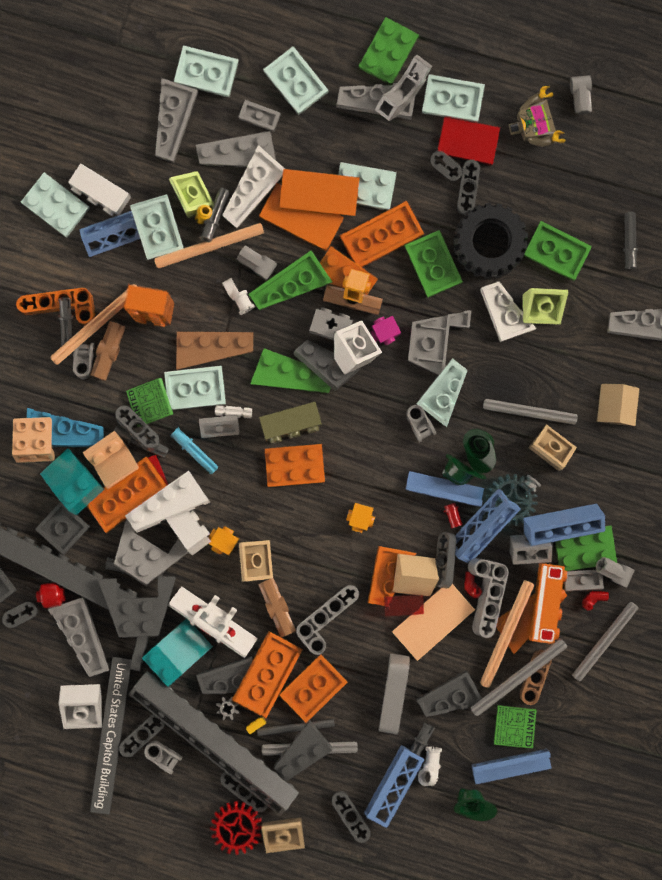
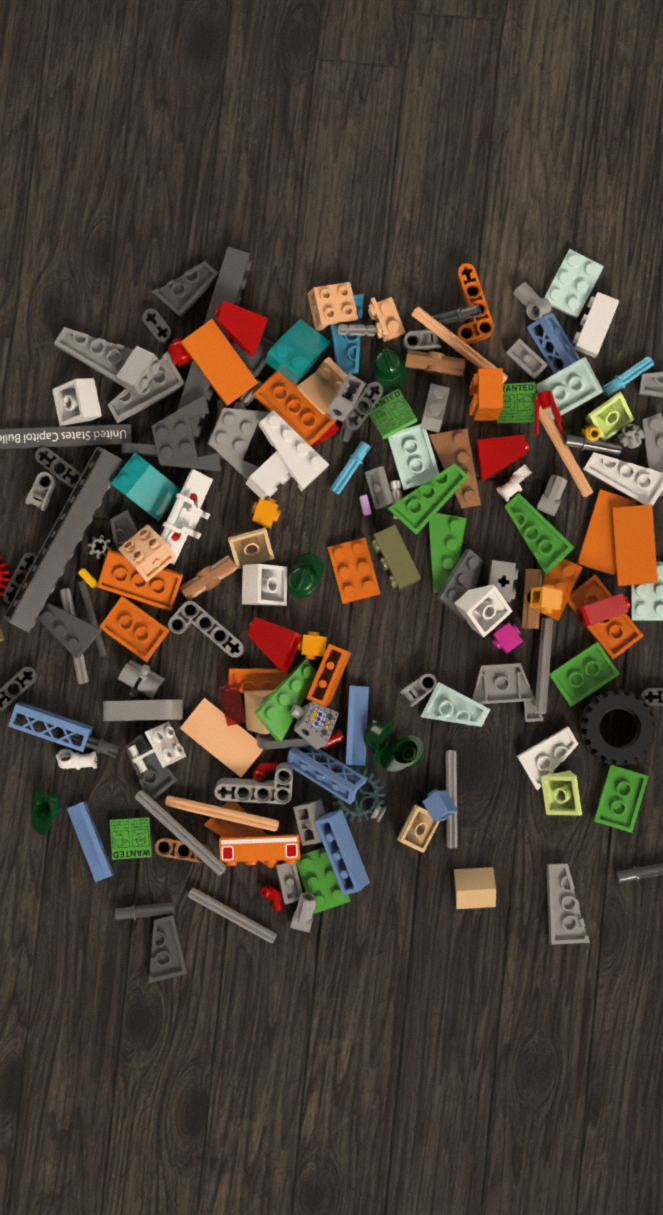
camera: 80 degrees right, 0 degrees up
(36, 532) = (240, 325): none -> red slope
(42, 670) = (94, 352): none -> light grey wing
(56, 389) = (387, 319): none -> light nougat bracket
(61, 421) = (357, 330): none -> light grey axle
(61, 640) = (138, 370): none -> light grey brick
(68, 560) = (219, 362): none -> orange tile
(70, 244) = (535, 306): none -> light grey piece
(104, 396) = (389, 368): none -> dark green piece
(106, 538) = (247, 397): none -> light grey axle
(120, 262) = (526, 359): none -> light grey plate
(133, 449) = (341, 406): none -> light grey torso
(151, 358) = (435, 408): none -> light grey brick
(155, 170) = (621, 380): none -> medium azure axle
(162, 276) = (518, 403): none -> bright green tile
(164, 250) = (547, 401): none -> red plant
(206, 305) = (499, 453): none -> red slope
(213, 176) = (631, 436): none -> light grey gear
(234, 443) = (365, 506): none -> lavender tile
(240, 383) = (425, 501): none -> bright green wing
(242, 662) = (147, 552): none -> light nougat bracket
(291, 514) = (304, 575): none -> dark green piece
(293, 554) = (264, 585): none -> white slope
(351, 553) = (275, 641): none -> red slope
(363, 690) = (140, 679): none -> light grey pin
(376, 234) = (603, 610): none -> red slope
(392, 507) = (328, 675): none -> orange brick
(410, 554) = (291, 691): none -> bright green wing
(418, 300) = (543, 665): none -> light grey axle
(431, 678) = (164, 745): none -> white plate
(436, 529) = (314, 723): none -> light grey torso
(535, 423) = (439, 805): none -> medium blue brick
(587, 725) = (144, 911): none -> dark grey axle
(631, 710) = (166, 954): none -> dark grey wing

